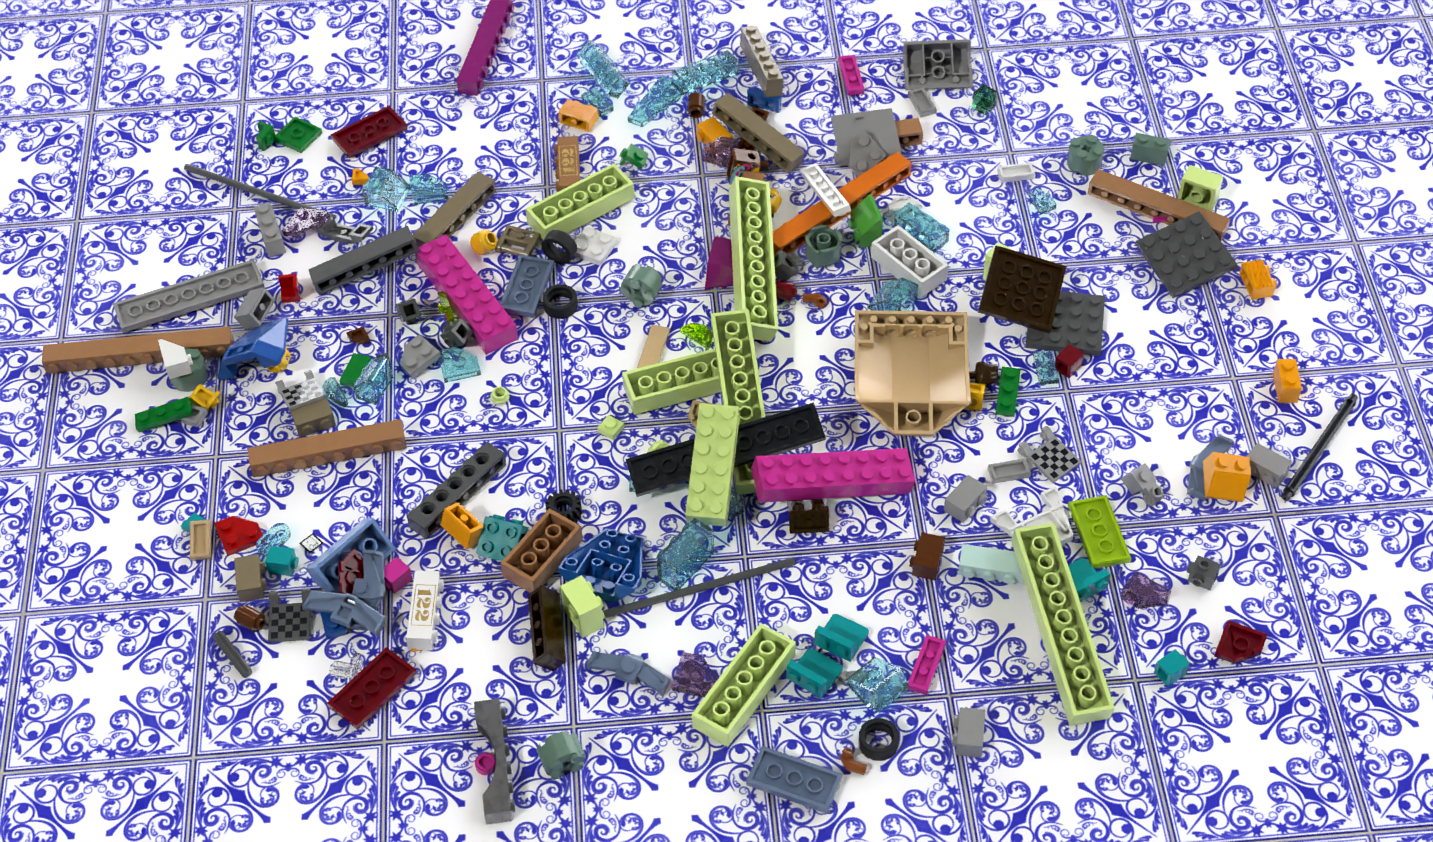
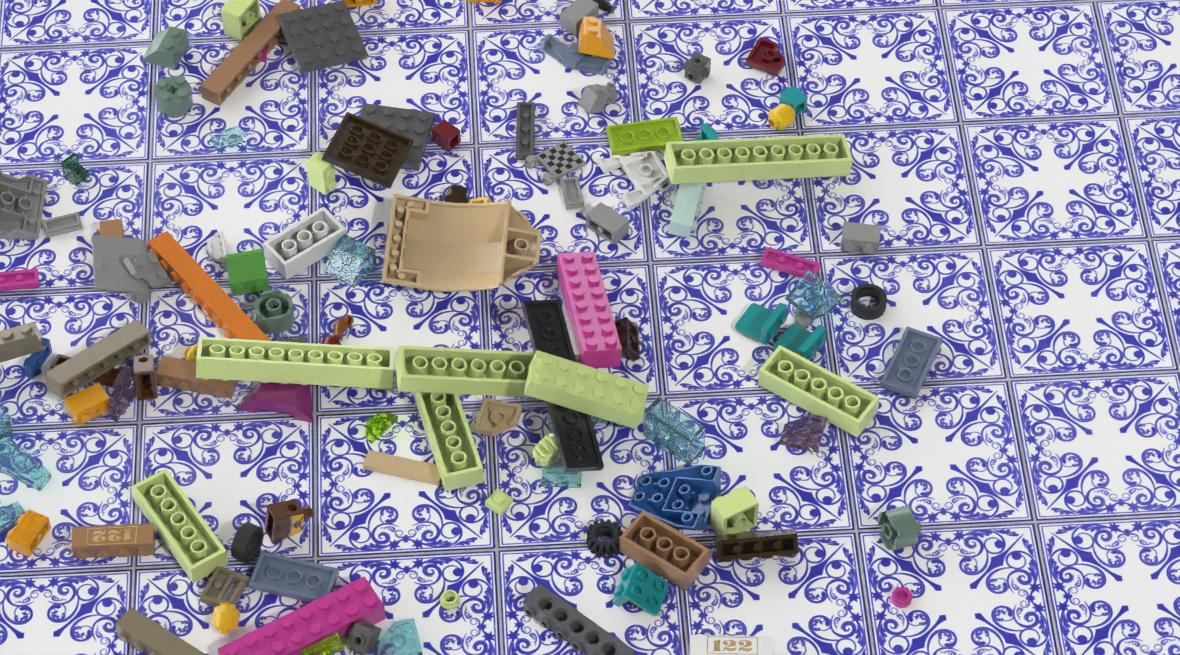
camera: 90 degrees left, 0 degrees up
(461, 525) = (630, 619): light orange brick -> none
(496, 798) = (942, 582): flat silver arch -> none
(564, 311) = (326, 534): black tyre -> none
(585, 270) = (285, 519): none -> reddish brown torso
(594, 245) = (233, 515): white plate -> none
(629, 669) = (795, 483): sand blue plate -> none
(633, 155) = (104, 481): green bracket -> none
(641, 285) = (315, 466): sand green brick -> none
(696, 105) = (31, 421): reddish brown brick -> none
(699, 587) = (695, 415): dark grey piece -> none
(825, 190) = (201, 300): white plate -> none
(850, 764) = (889, 325): dark orange arm -> none
(922, 227) = (254, 231): clear light blue brick -> none
(928, 556) = (672, 254): reddish brown brick -> none
(1008, 391) = (478, 185): green plate -> none
(1015, 172) = (182, 156): white tile -> none
(1045, 367) = (450, 154): clear light blue plate -> none
(1091, 428) = (525, 129): none -> dark grey tile
(1144, 592) = (714, 111): clear purple slope -> none
(1144, 655) = (781, 117): none -> yellow head

